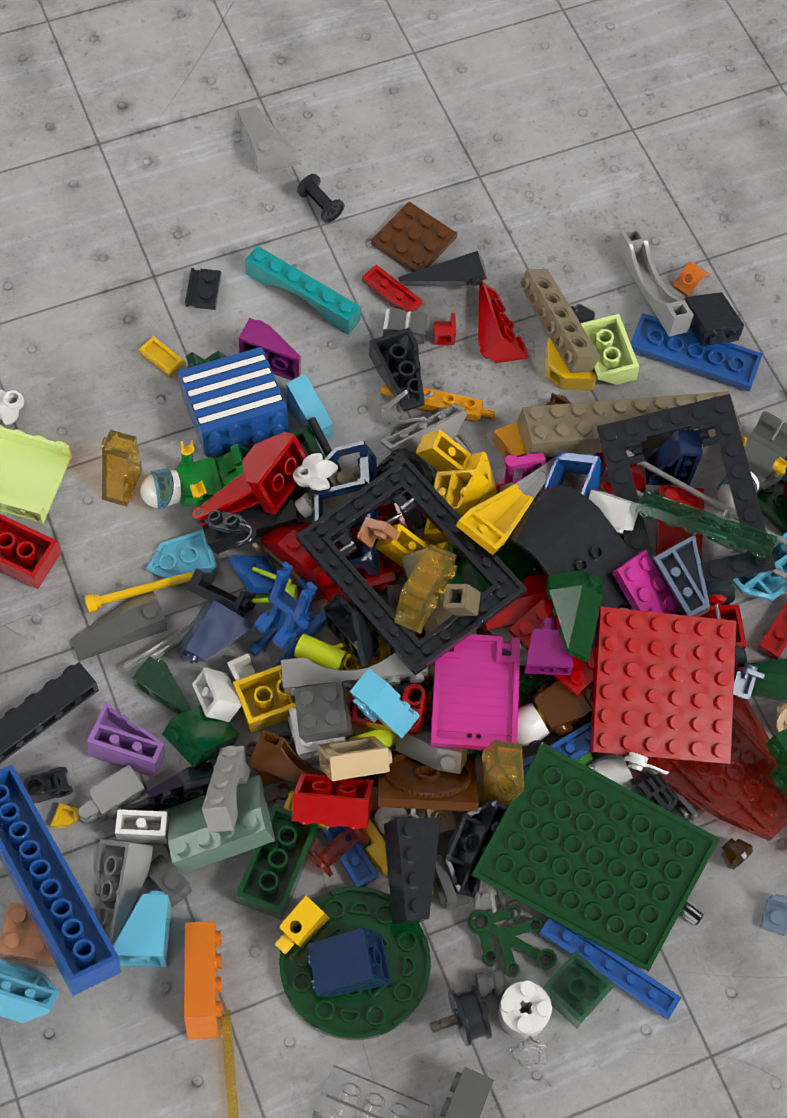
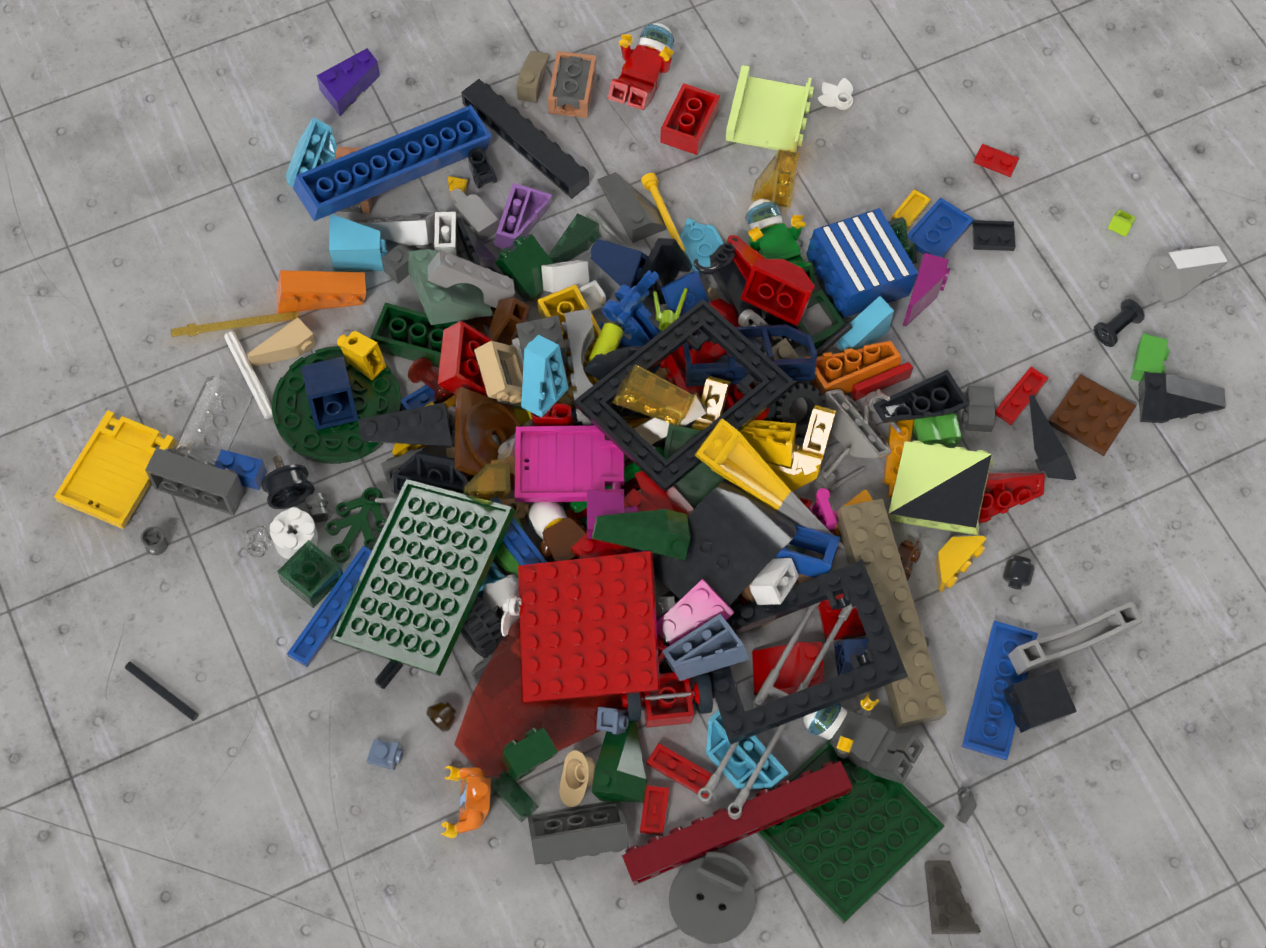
camera: 90 degrees right, 0 degrees up
(112, 273) = (996, 160): none -> red plate
(192, 331) = (939, 228): none -> blue plate
(201, 180) = (1122, 222): none -> lime slope
(266, 1016) = (285, 344): none -> tan slope
(304, 1069) = (249, 374): none -> white axle
(316, 472) = (783, 324): white plate -> none
(333, 306) = (1003, 315): teal arch -> none
(354, 422) = (853, 366): none -> orange wedge
(361, 182) = (1149, 356): none -> bright green brick
(368, 406) = (881, 381): none -> red tile
(375, 529) = (715, 364): nougat bracket -> none
(403, 173) = (1172, 397): none -> black wedge
(431, 365) = (938, 430): none -> bright green brick
(438, 1076) = (249, 469): none -> blue brick
(445, 331) = (987, 444): red panel -> none
(461, 599) = (640, 425): dark tan brick -> none
(497, 362) = (940, 487): none -> panel
(559, 320) = (956, 557): dark tan brick -> none
(617, 358) = (980, 596): yellowish green slope -> none
(690, 278) = (1098, 685): orange bracket -> none
(708, 524) = (758, 659): clear green plate -> none

